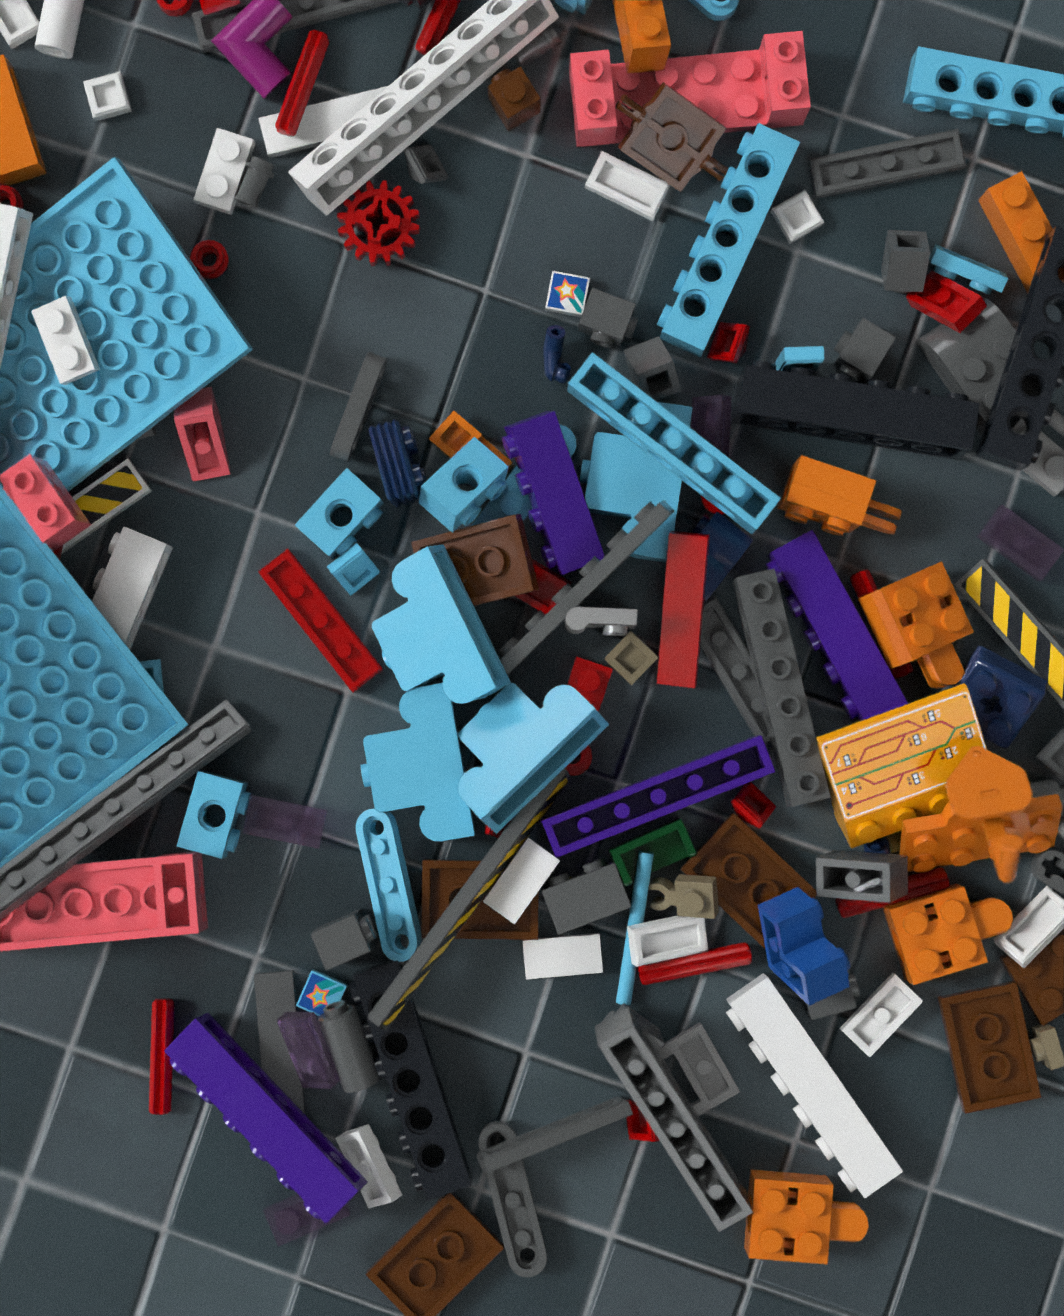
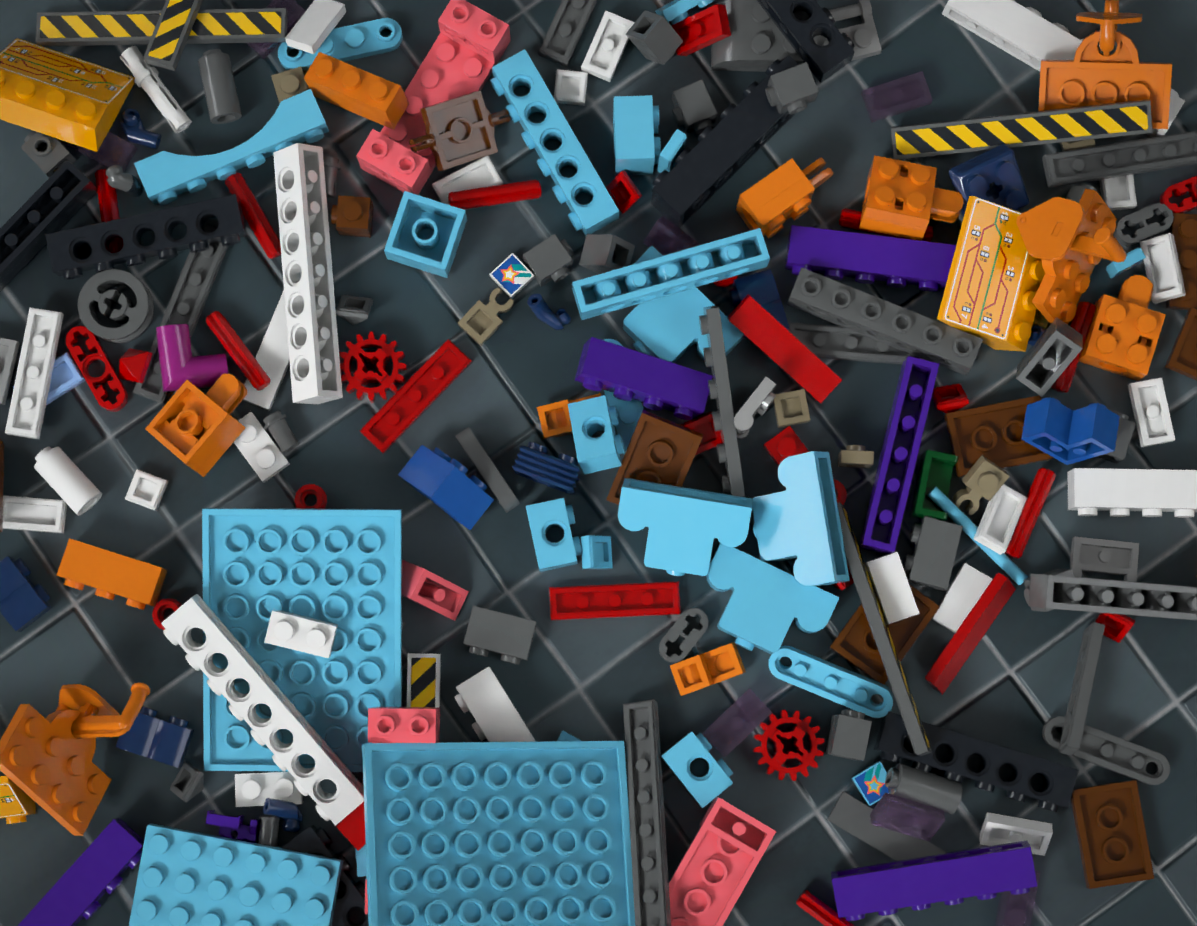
camera: 55 degrees left, 5 degrees down
(201, 96) = (199, 424): none -> orange brick
(207, 532) = (499, 634): none -> dark grey brick
(297, 907) = (779, 757): none -> red gear
(310, 378) = (447, 485): none -> blue brick
(318, 757) = (707, 668): none -> orange slope
(333, 720) = (677, 630): none -> dark grey beam
(382, 287) = (415, 396): none -> red tile
(501, 297) = (483, 319): none -> dark tan plate
(532, 987) = (970, 633): none -> red tile
(545, 179) = (425, 234): none -> medium azure brick
(627, 754) = (855, 457): none -> dark tan plate
(634, 219) = (495, 194): none -> red axle
(790, 309) = (634, 130): none -> medium azure brick
(863, 222) = (607, 46): none -> white plate
(944, 430) = (792, 89): none -> dark grey brick
(1016, 887) = (1132, 259): none -> medium azure tile

